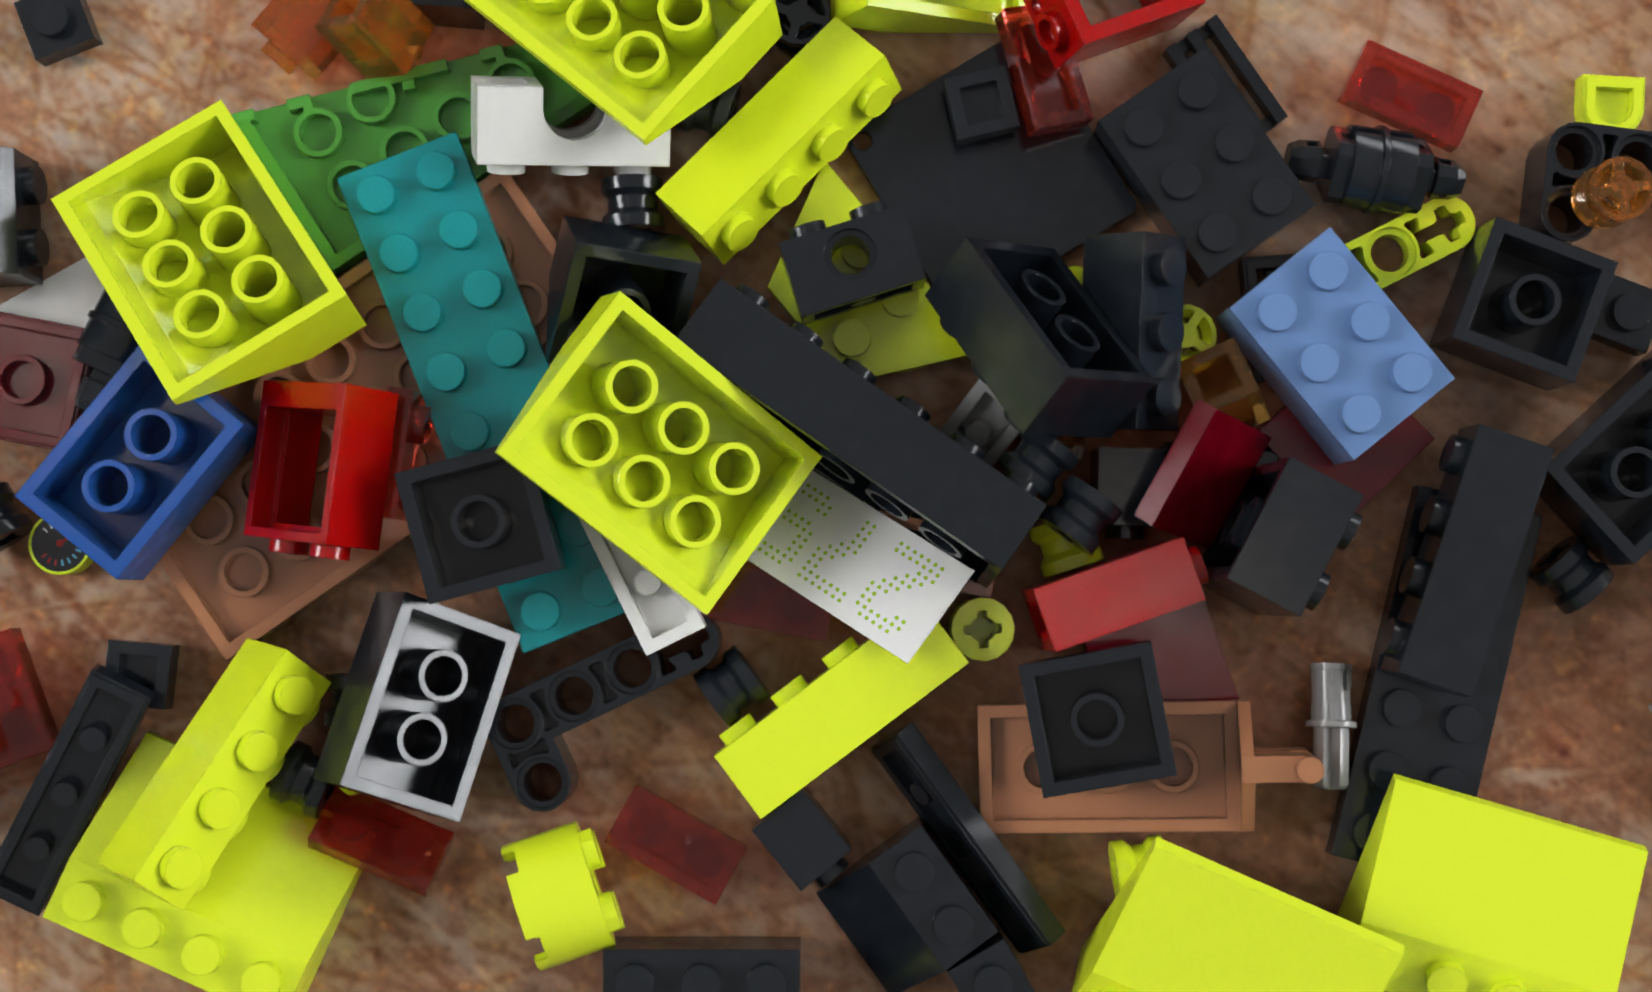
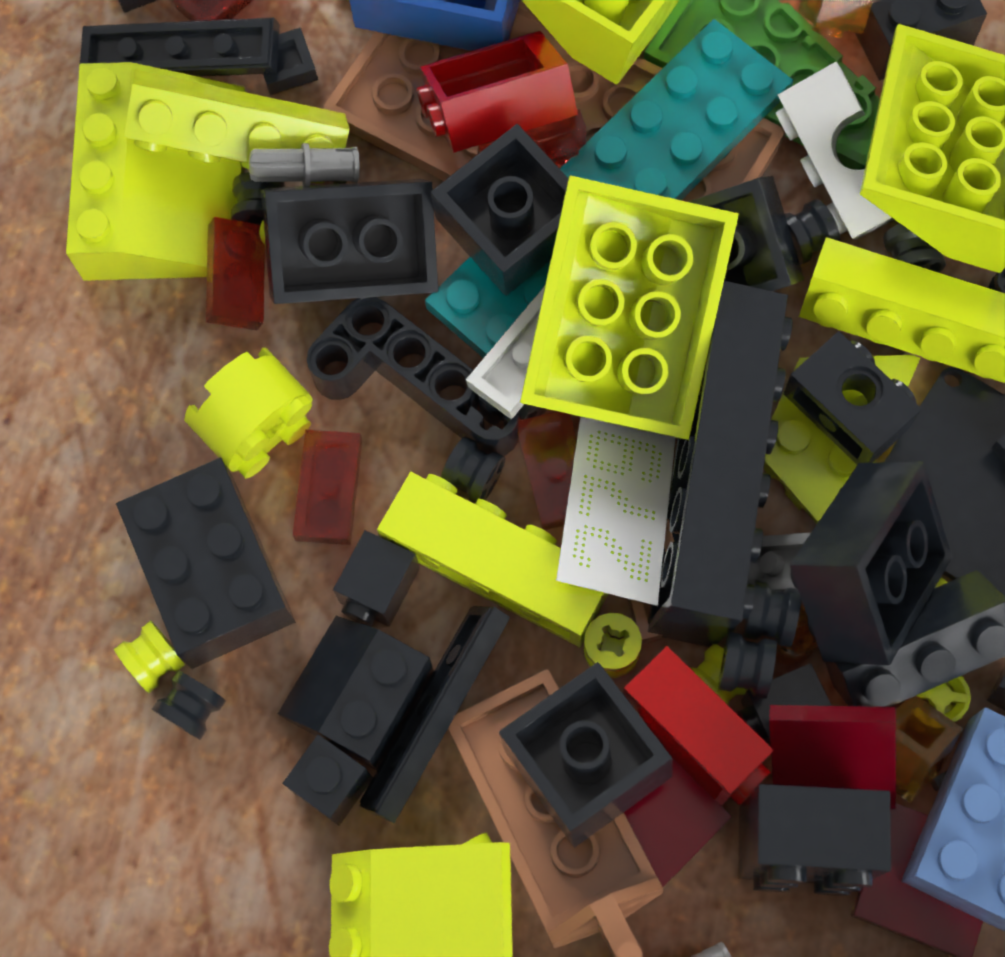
camera: 70 degrees right, 15 degrees down
(310, 718) = (304, 164): none -> light grey axle

